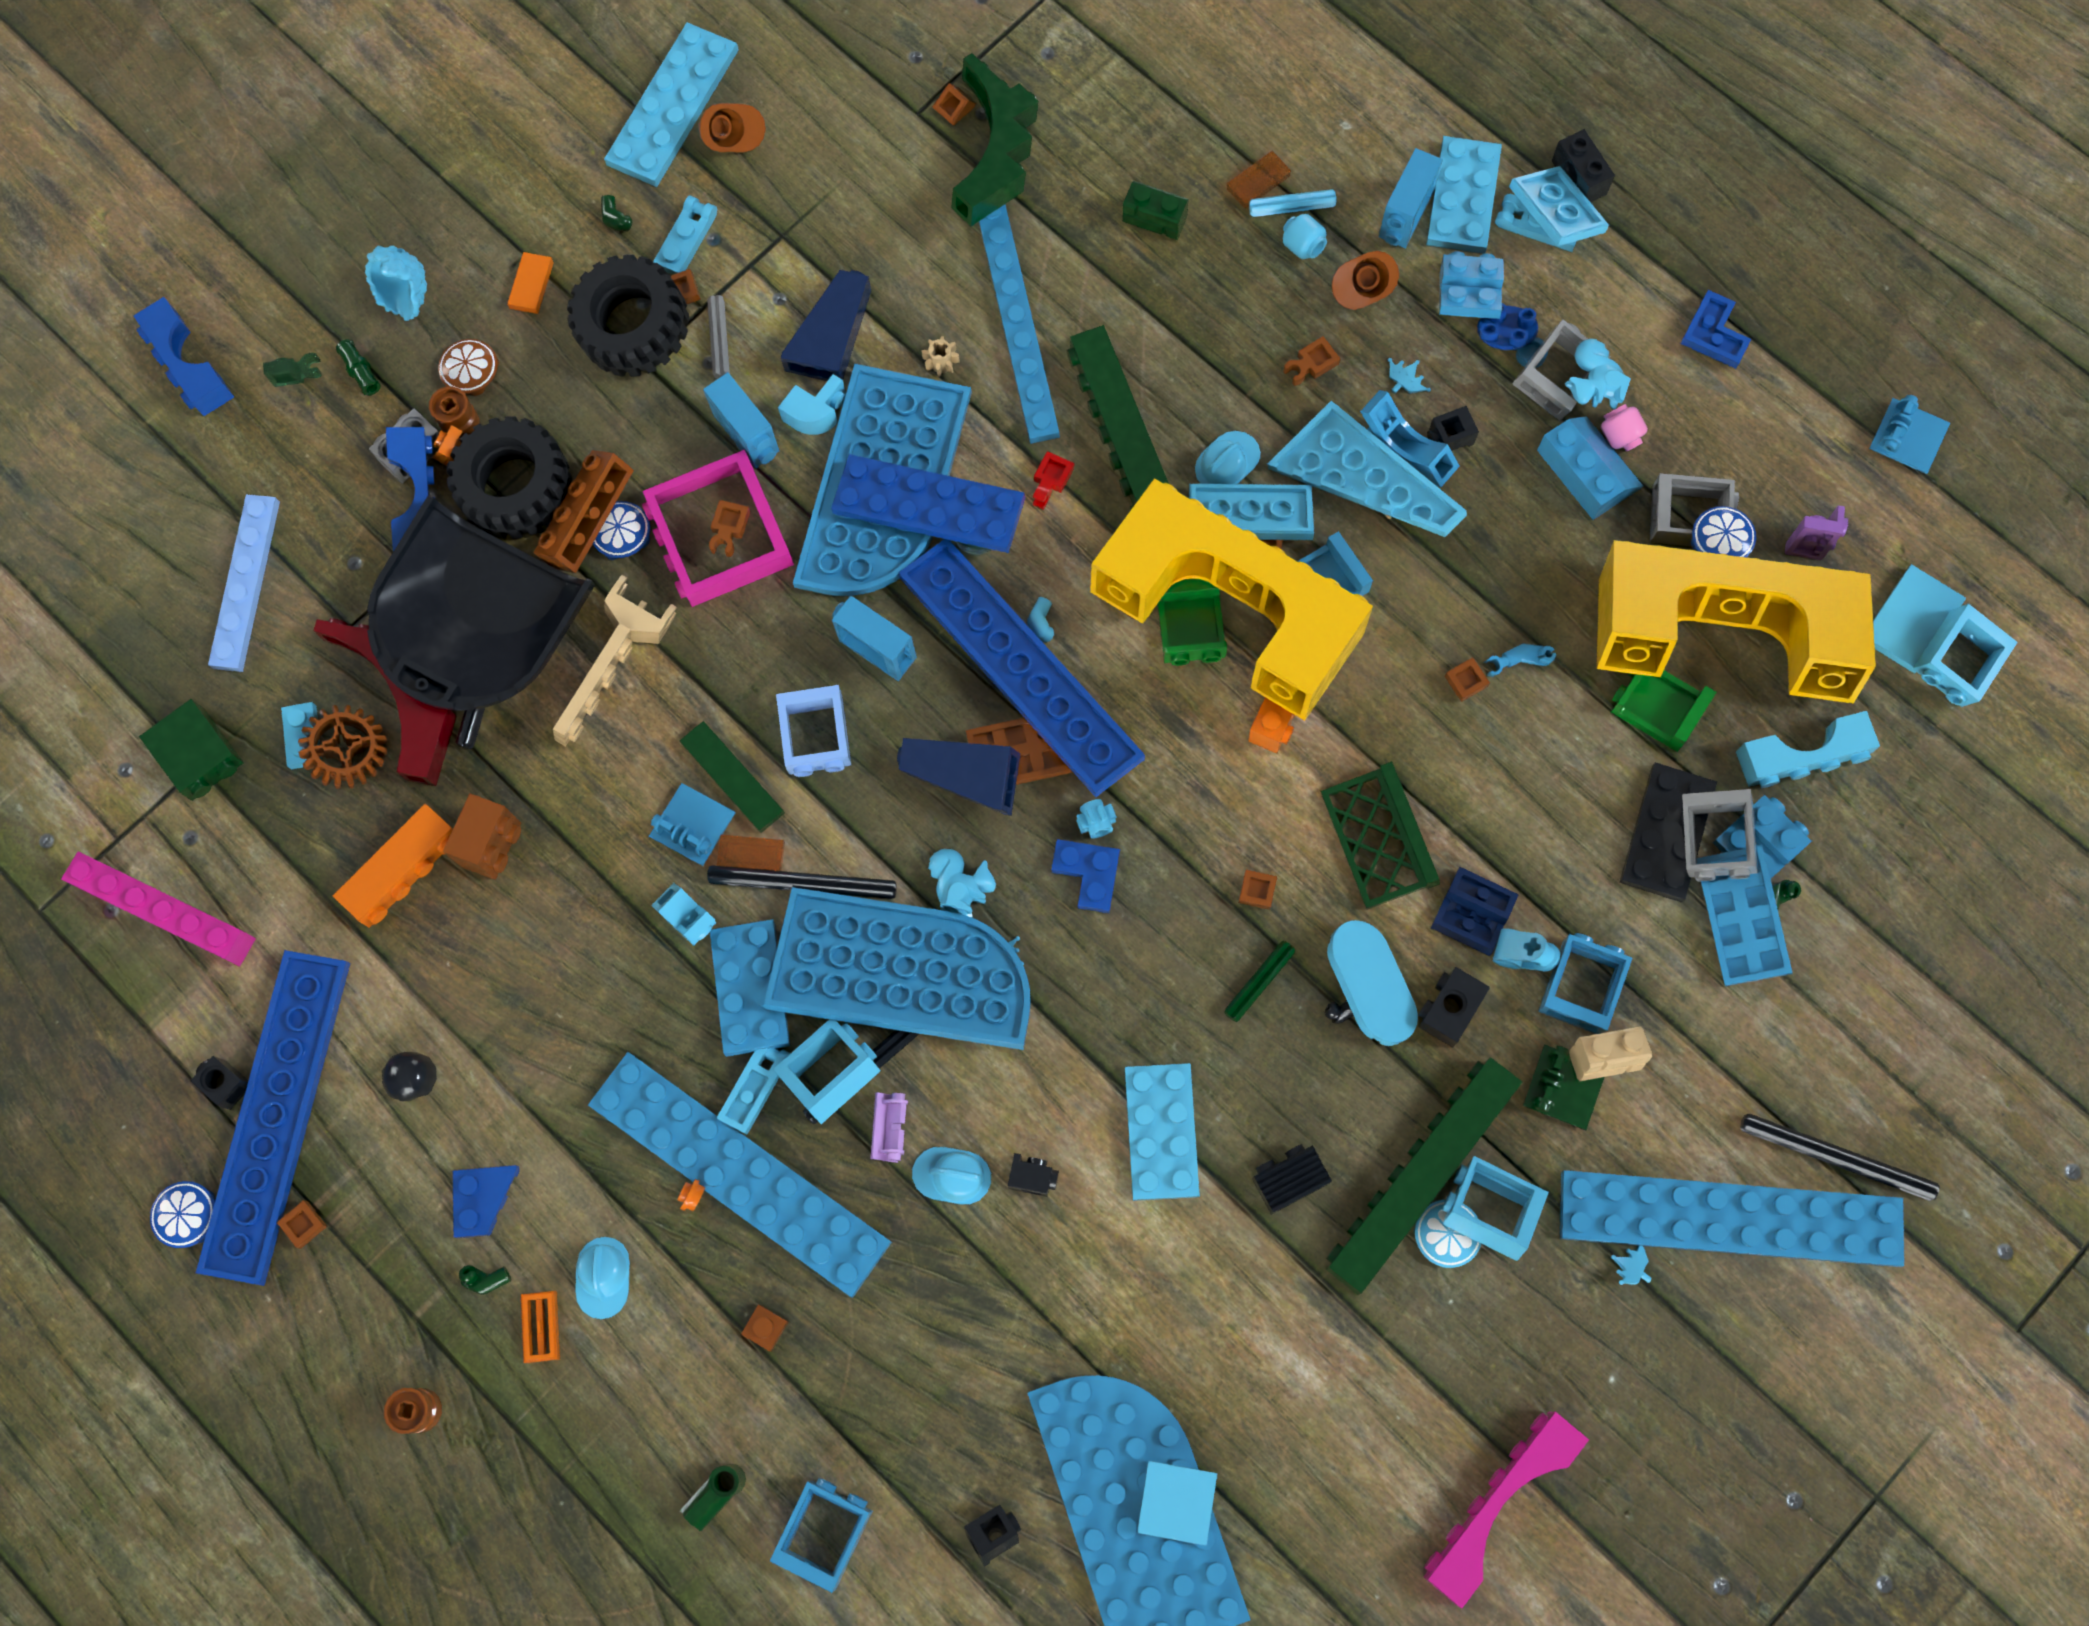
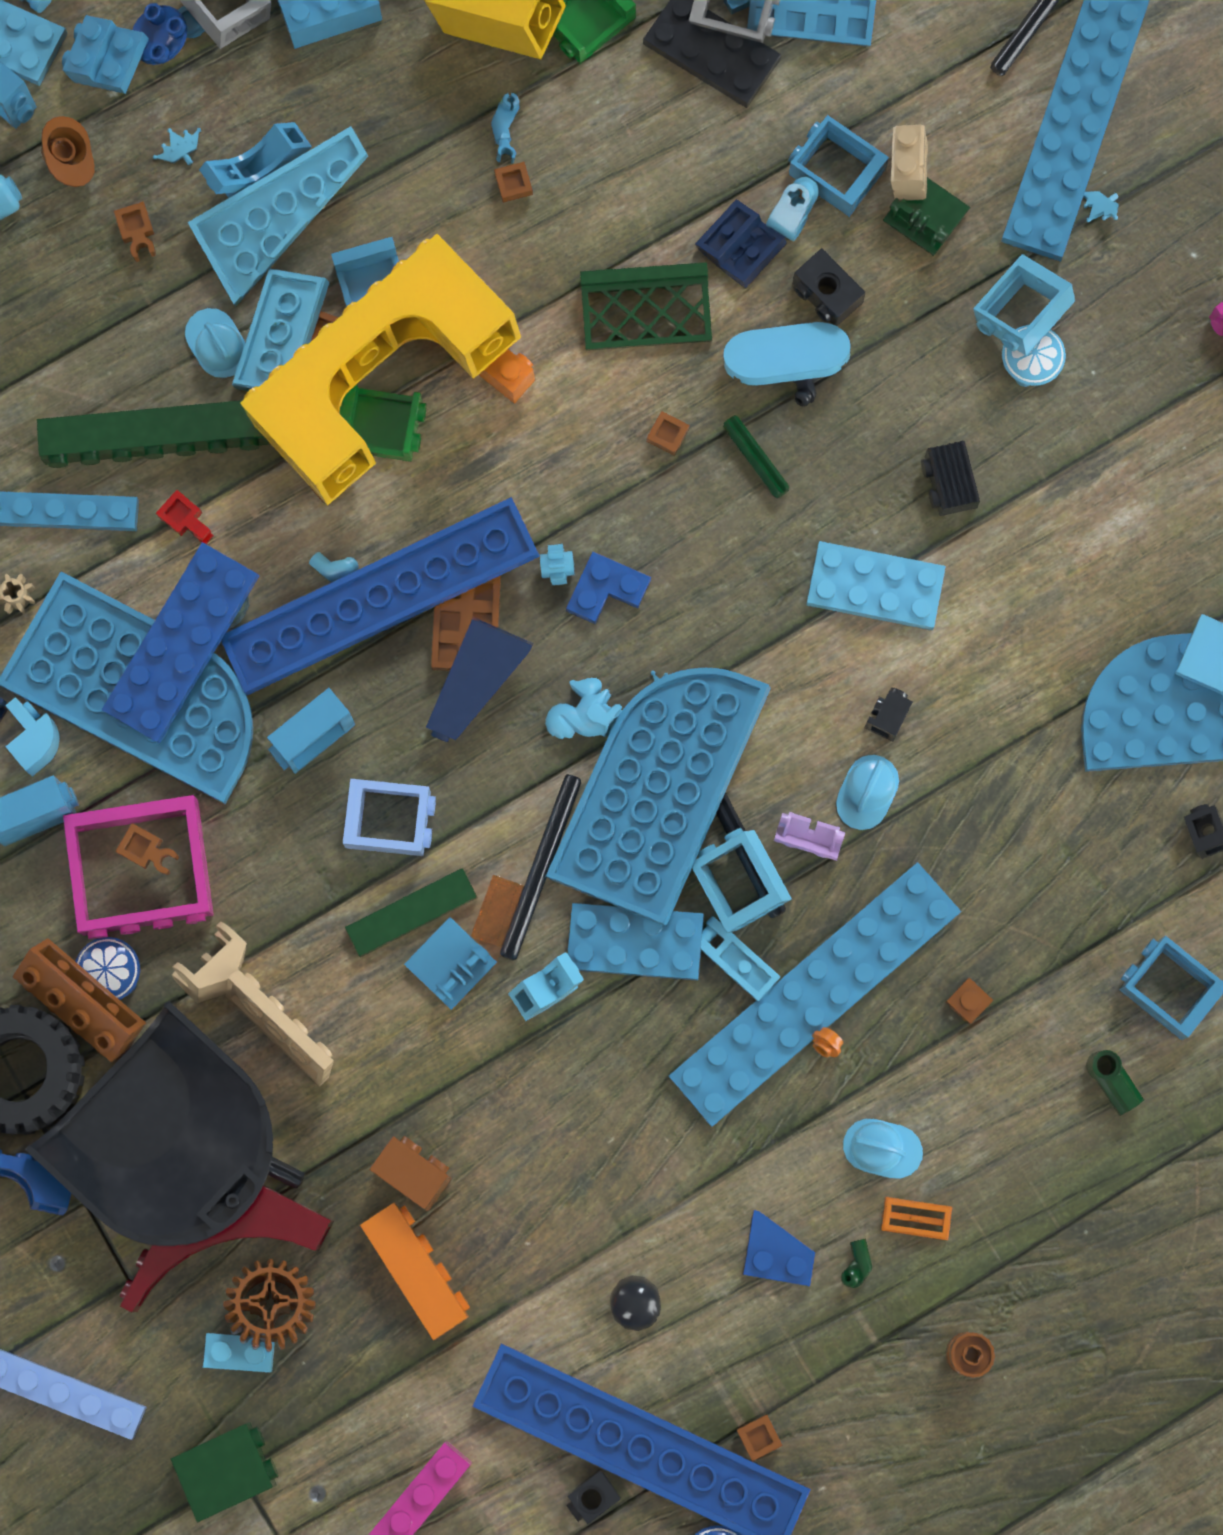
camera: 80 degrees left, 5 degrees up
(1423, 1176) = (976, 360): dark green brick -> none
(1458, 424) = (253, 109): black brick -> none

